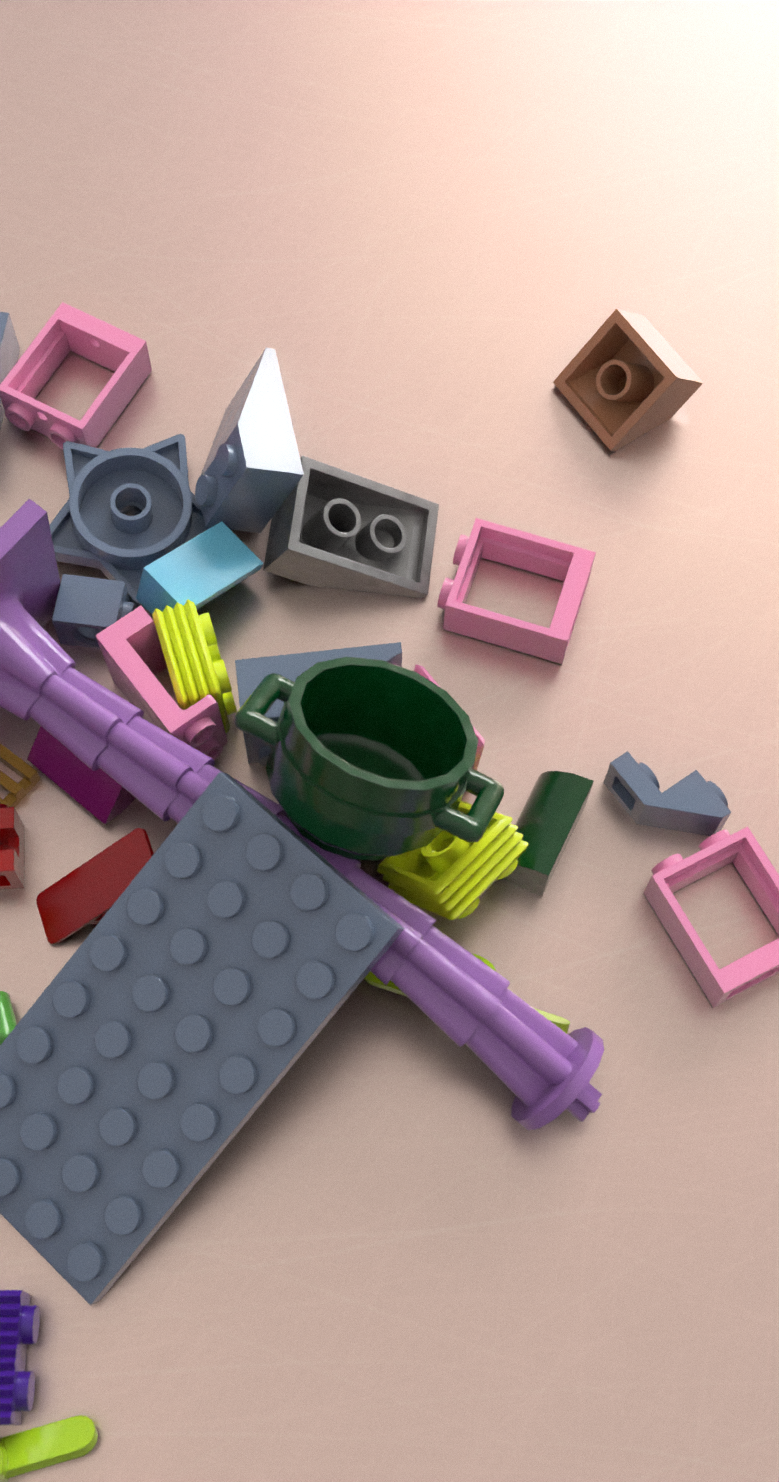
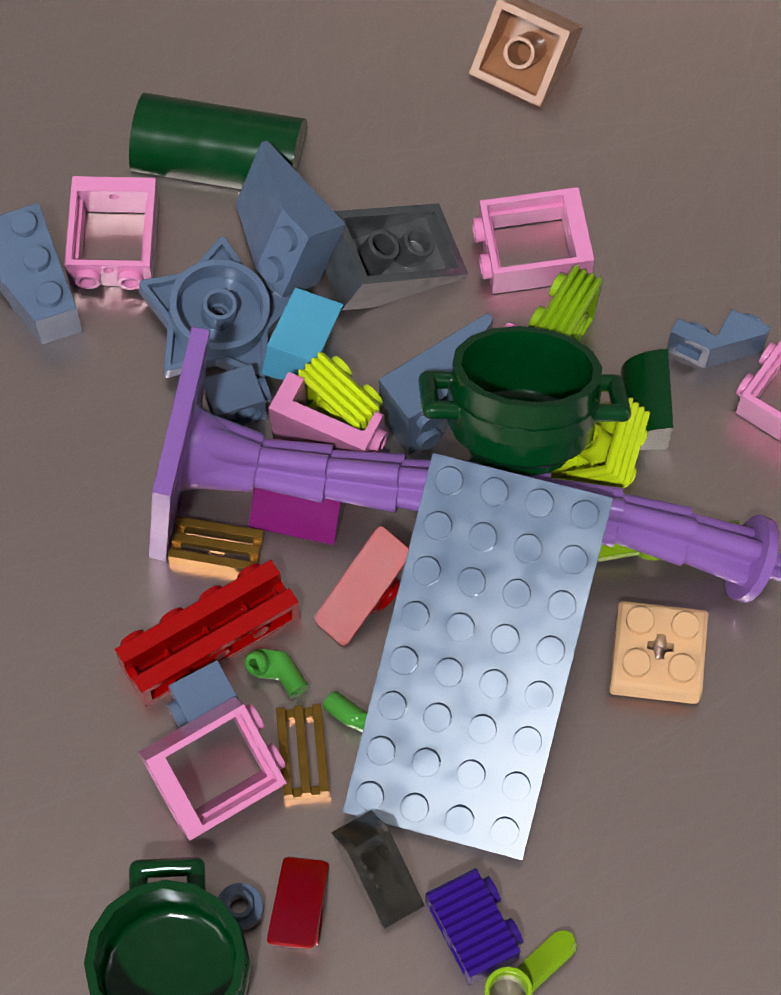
camera: 25 degrees left, 0 degrees up
(228, 326) = (207, 139): none -> dark green brick
(399, 1172) = (634, 665): none -> light nougat brick
(502, 686) = (572, 304): none -> lime brick

